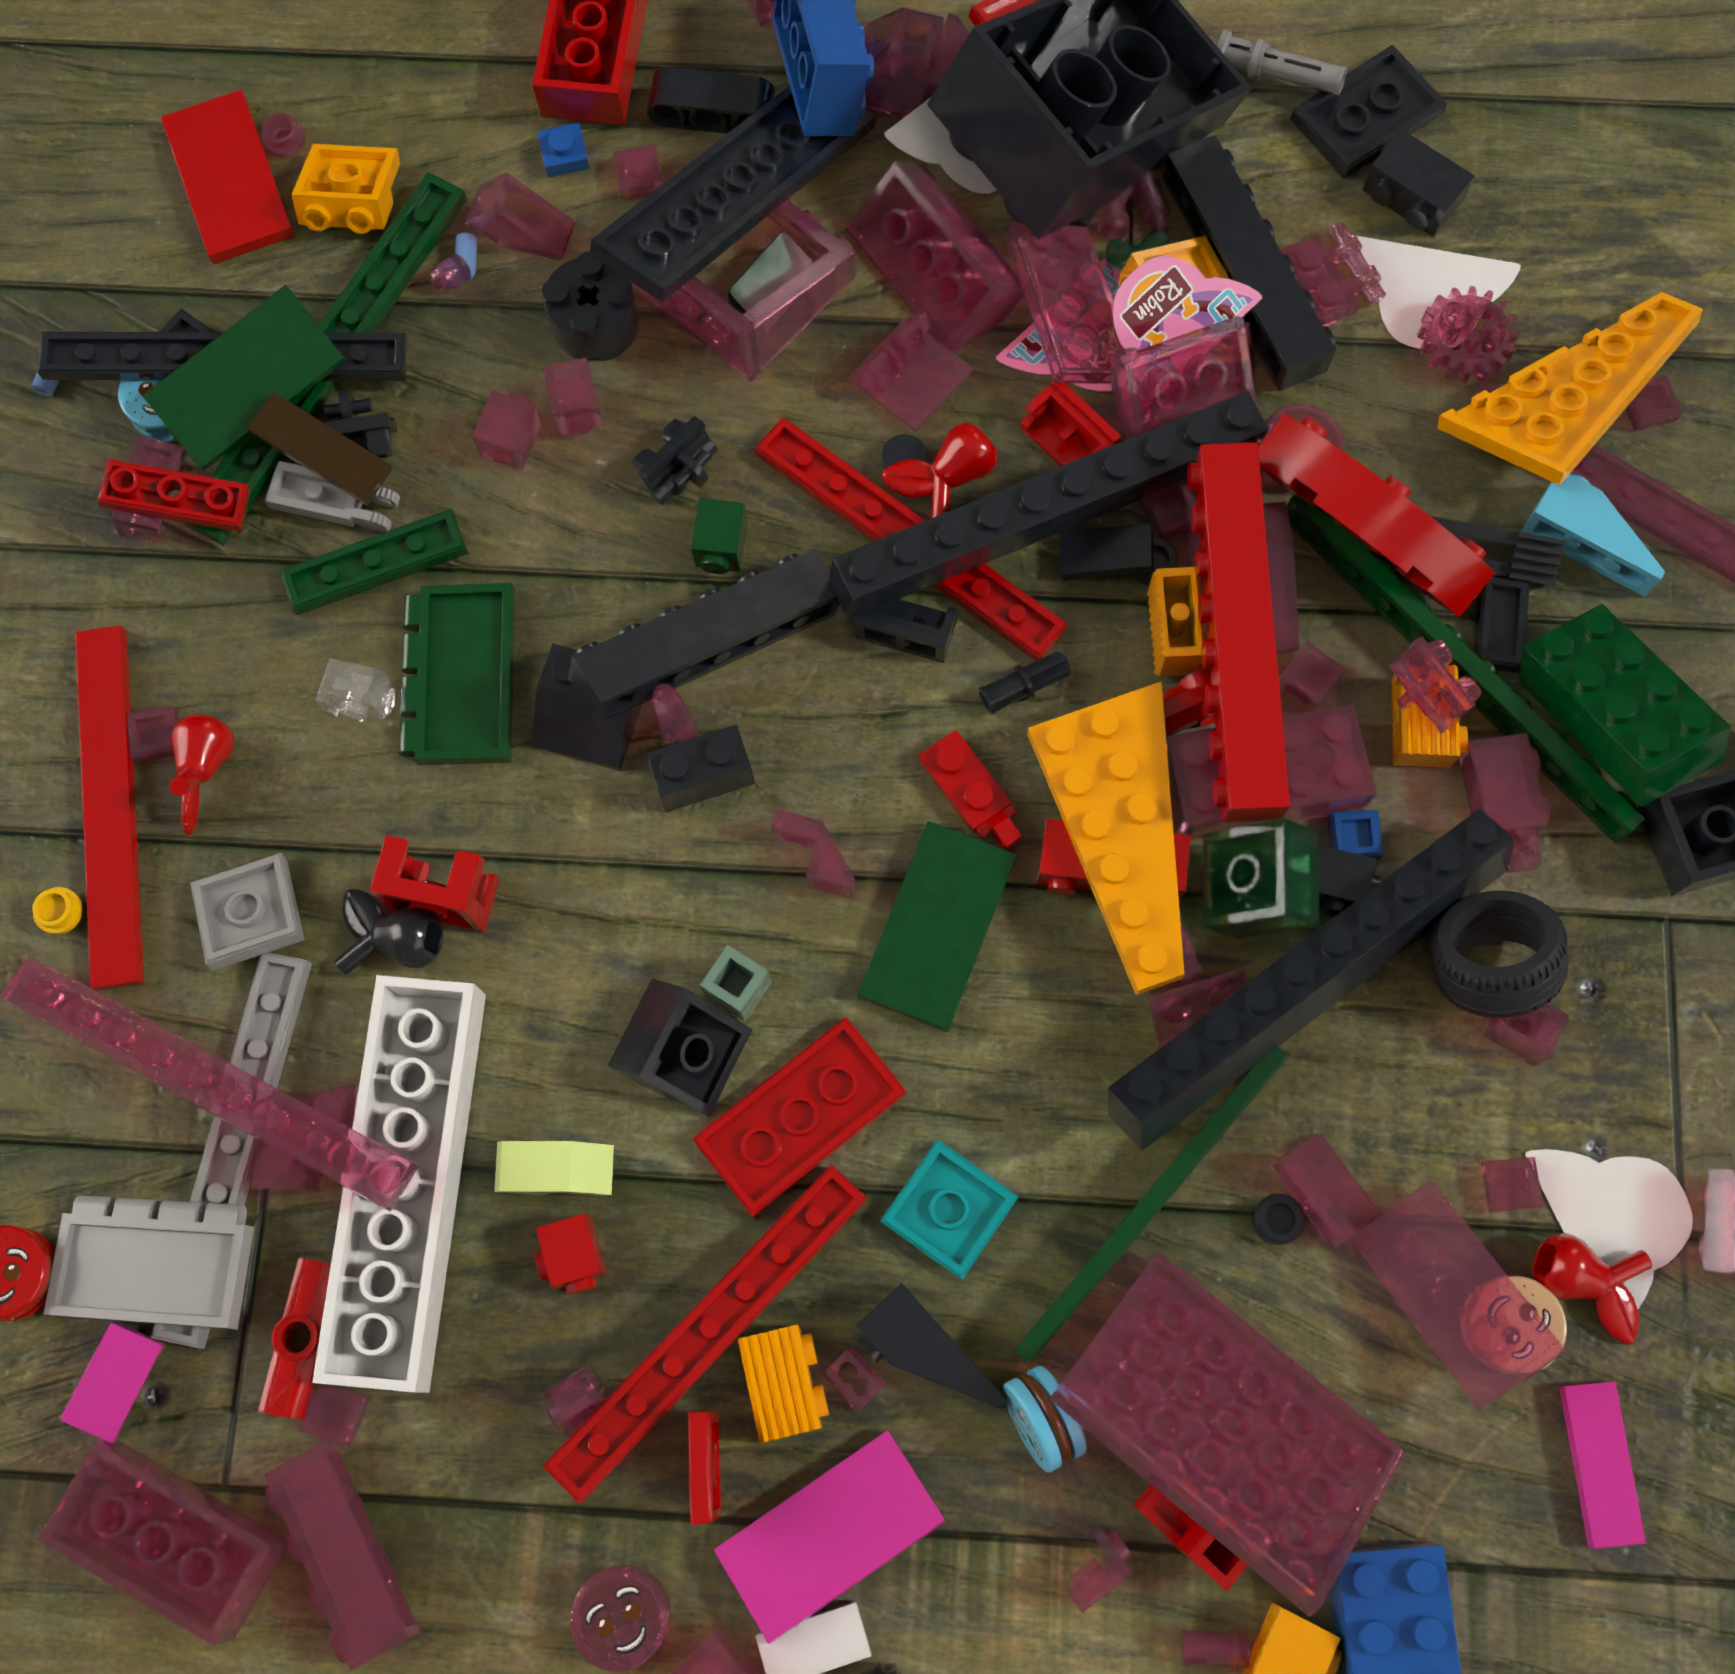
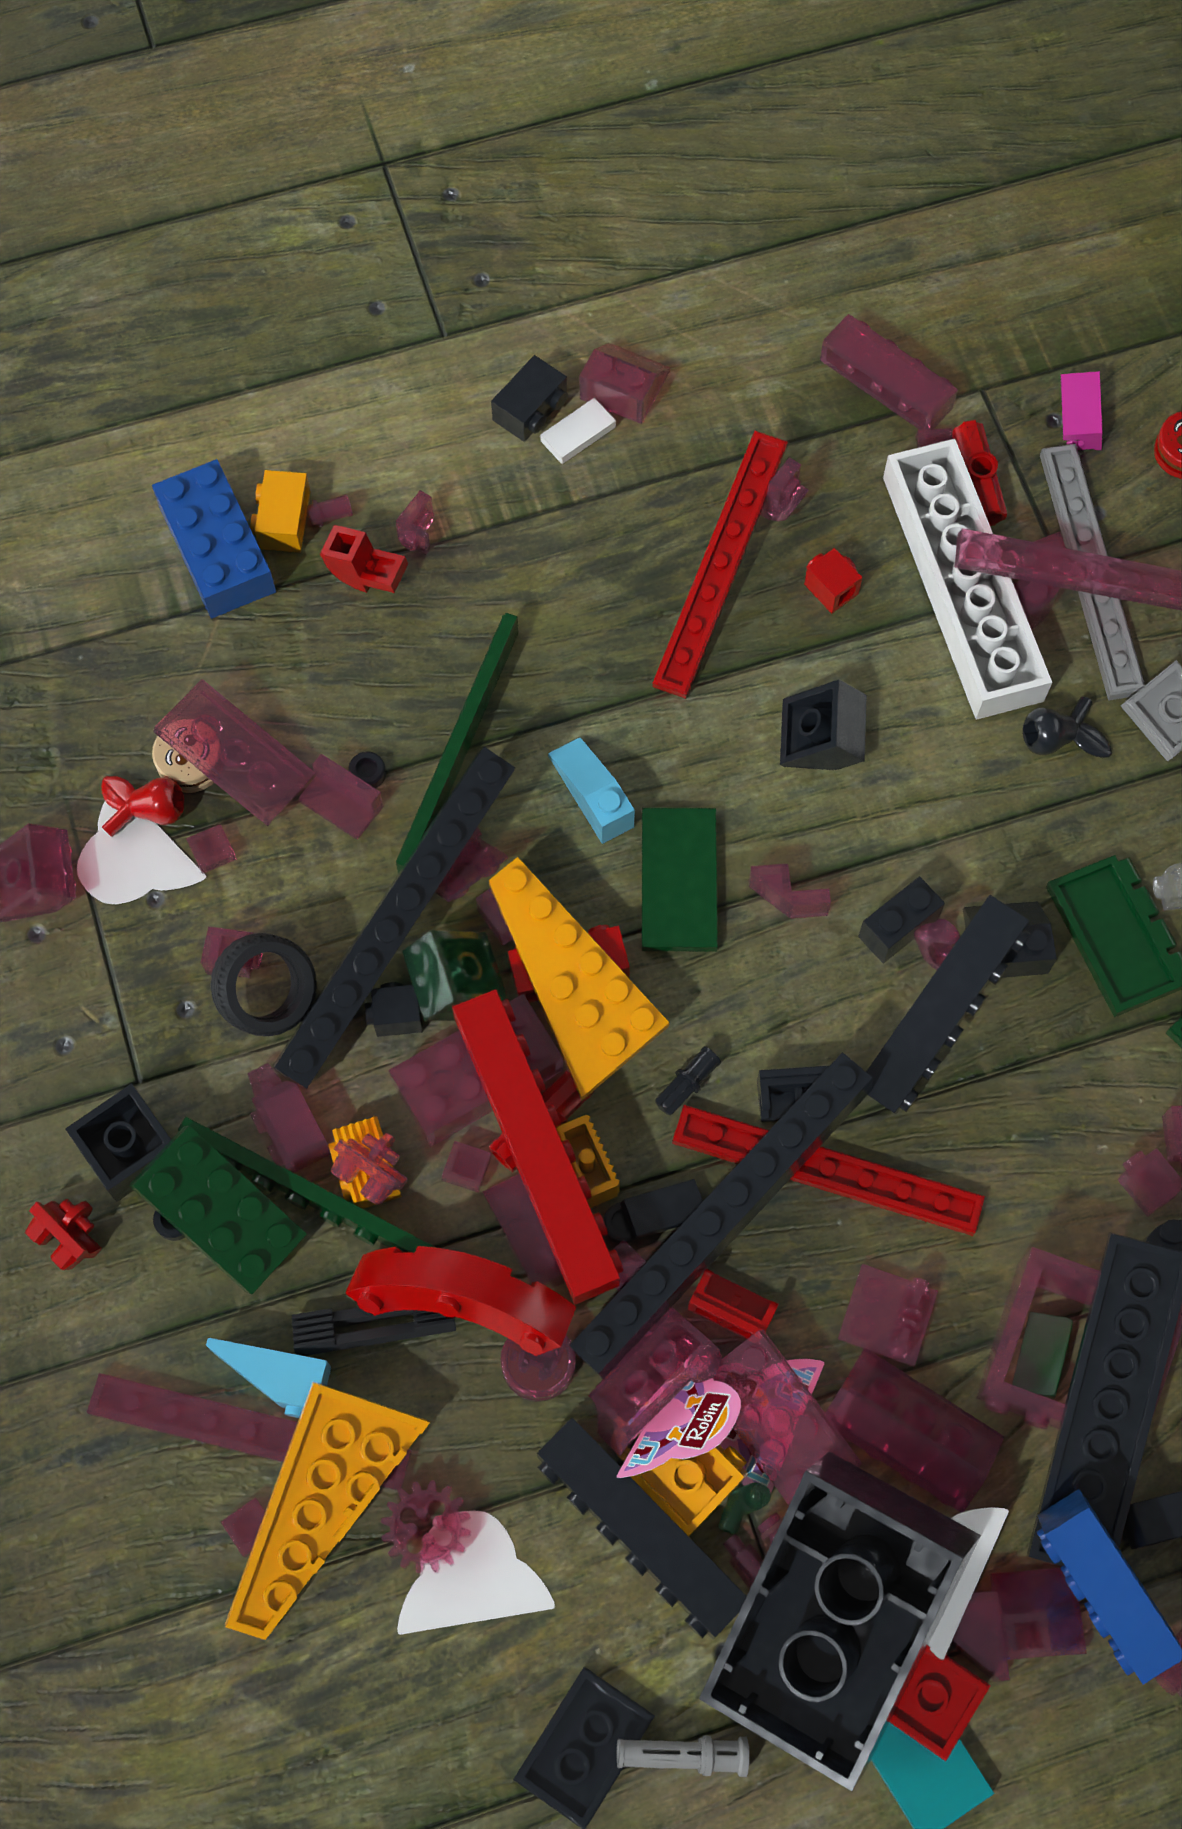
camera: 155 degrees right, 5 degrees down
(151, 1262) = (1100, 479): light grey hinge -> none
(164, 1541) = (998, 339): clear pink brick -> none
(404, 882) = (1046, 749): red panel -> none
(554, 1168) = (877, 620): yellowish green slope -> none
(620, 1617) = (701, 402): clear pink head -> none
(678, 461) = (1036, 1157): black hips -> none
(704, 1467) = (687, 485): red tile -> none
(719, 535) = (976, 1107): dark green brick -> none
(736, 983) = (803, 776): sand green brick -> none
(781, 1383) = (660, 554): light orange brick -> none
(799, 1116) = (720, 721): red tile -> none
(828, 1537) = (592, 486): dark pink tile -> none
(864, 1370) = (608, 574): clear pink piece -> none
(903, 448) = (860, 1236): black tile -> none
(917, 1344) = (577, 605): black slope -> none
(949, 1209) = (594, 699): teal tile -> none
(962, 458) = (811, 1245): red piece -> none
(971, 789) = (694, 985): red hinge -> none
(1001, 1080) = (594, 790): none -> medium azure slope
(1042, 1425) = (483, 586): medium azure head -> none
(1231, 1431) = (362, 617): clear pink plate -> none
(1319, 275) = (573, 1541): clear pink plate -> none
(1356, 832) = (390, 1053): blue tile -> none
(1417, 183) = (516, 1670): black brick -> none
(1502, 623) = (326, 1271): black tile -> none
(1602, 1465) = (108, 698): dark pink tile -> none

